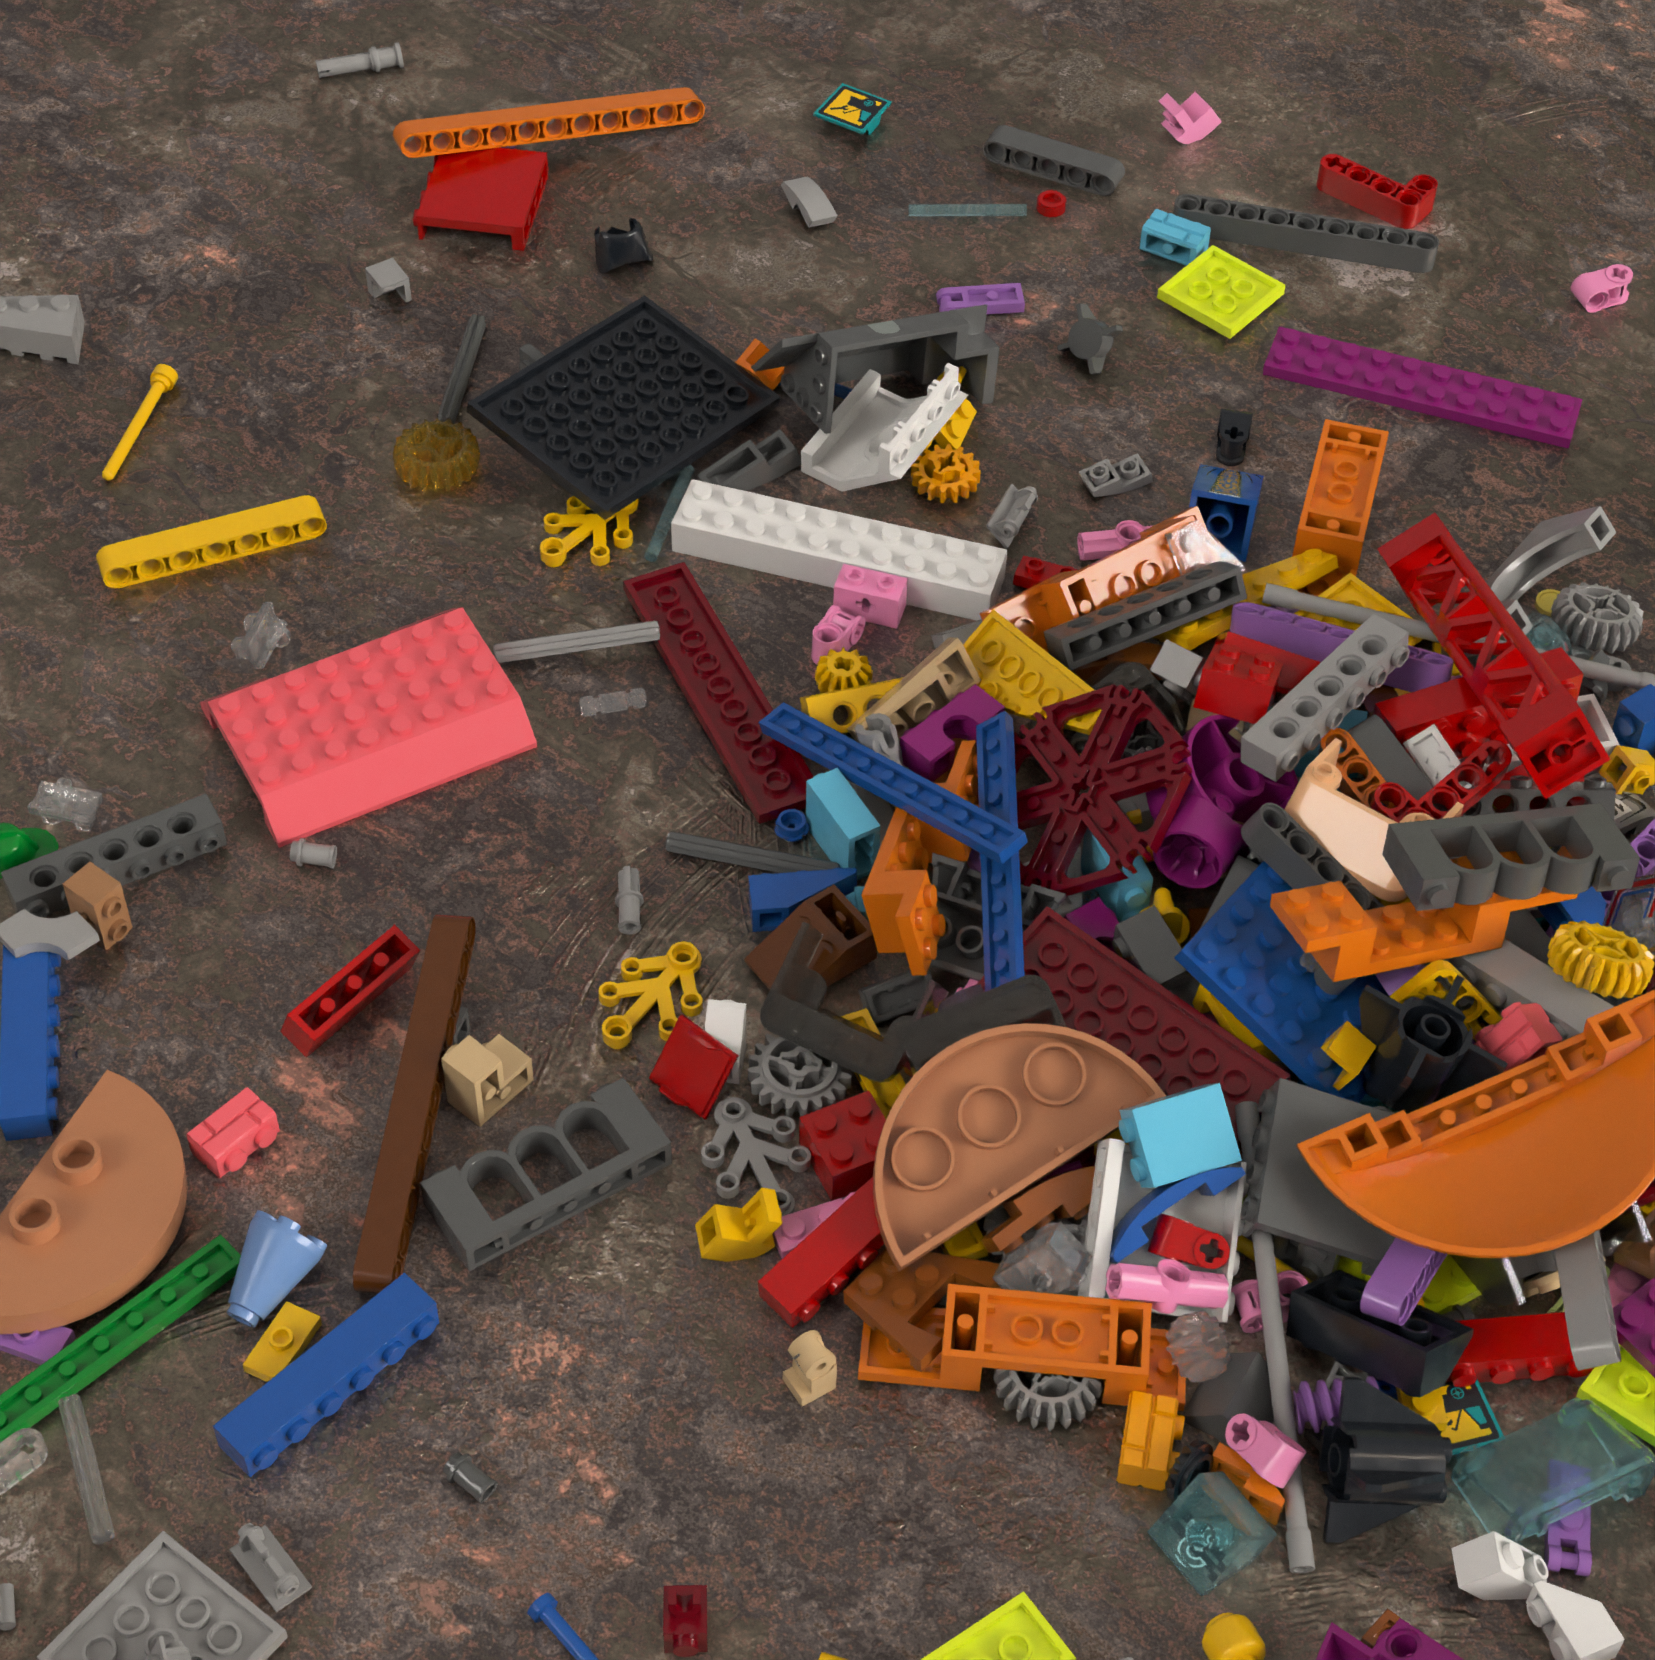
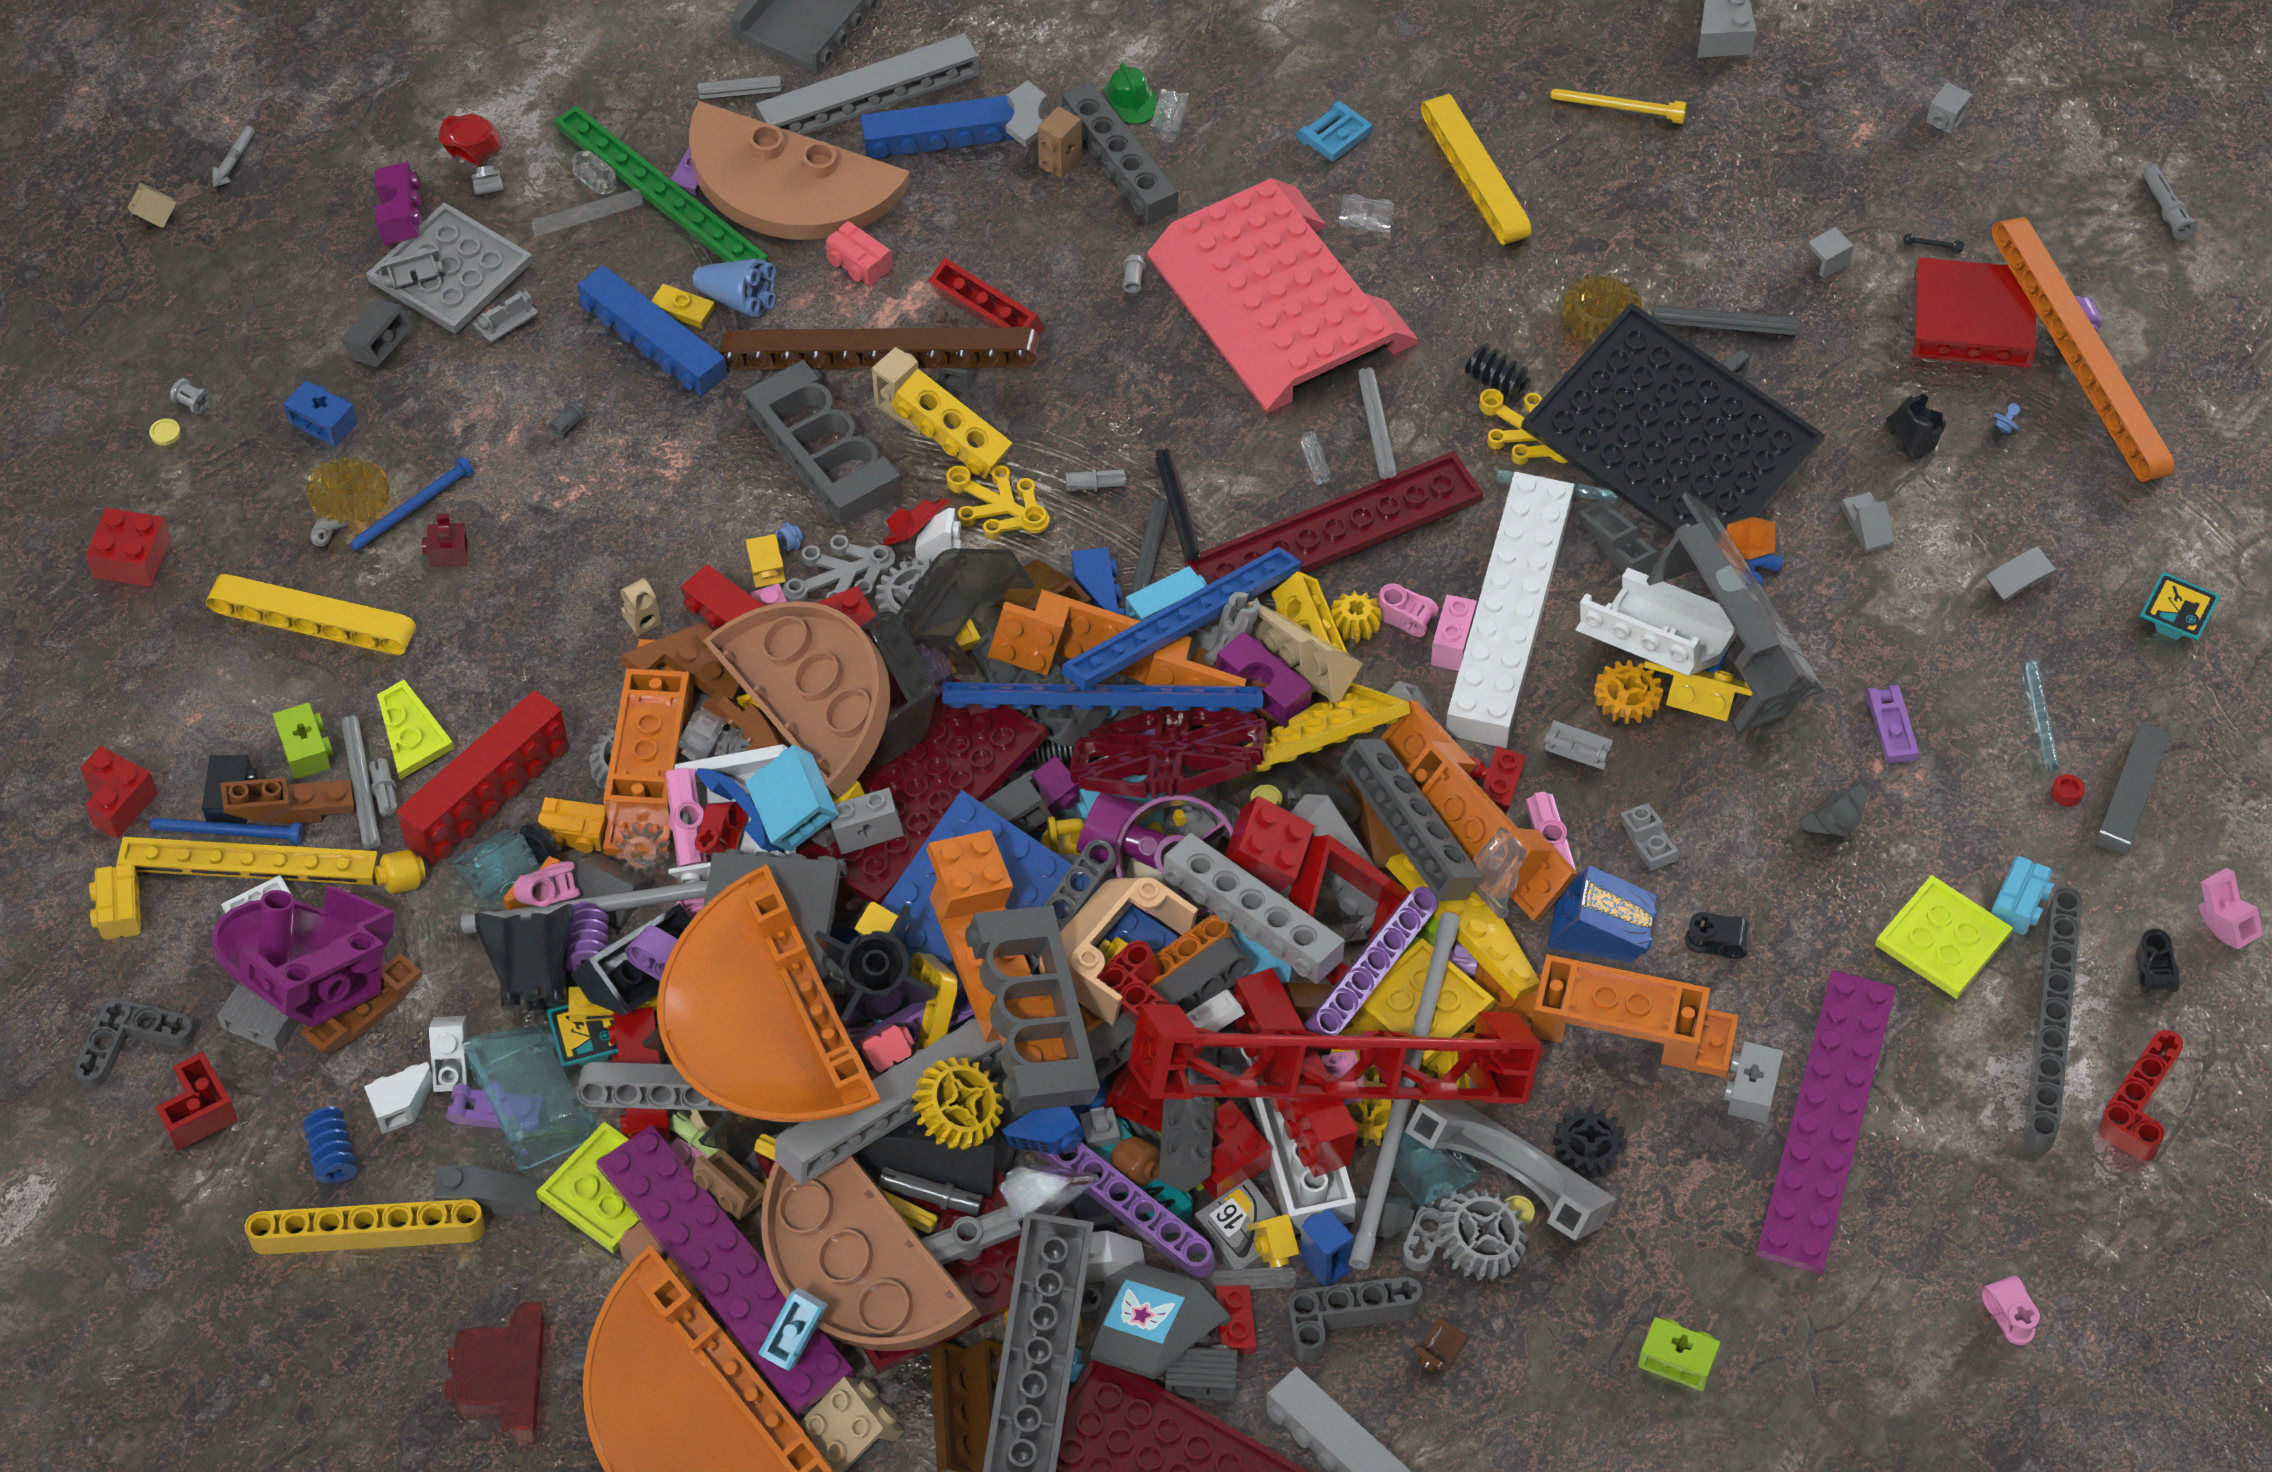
camera: 90 degrees right, 5 degrees up
(131, 652) = (1340, 136): none -> dark azure plate
(208, 184) = (1949, 108): none -> light grey brick
(386, 204) = (1957, 246): none -> black hinge
(516, 539) = (1497, 373): none -> black piece
(551, 1021) = (947, 409): none -> yellow brick
(619, 187) = (2006, 423): none -> medium blue plate
(678, 819) = (1178, 504): none -> black axle
(693, 1208) = (789, 537): none -> medium blue plate
(739, 294) = (1869, 521): none -> light grey slope
(1096, 1539) = (483, 778): none -> red brick
(1181, 1063) = (866, 821): none -> light grey brick
(1237, 168) = (2156, 968): none -> black piece
(1402, 418) = (1754, 1098): none -> light grey brick
(1481, 537) = (1573, 1144): none -> black gear

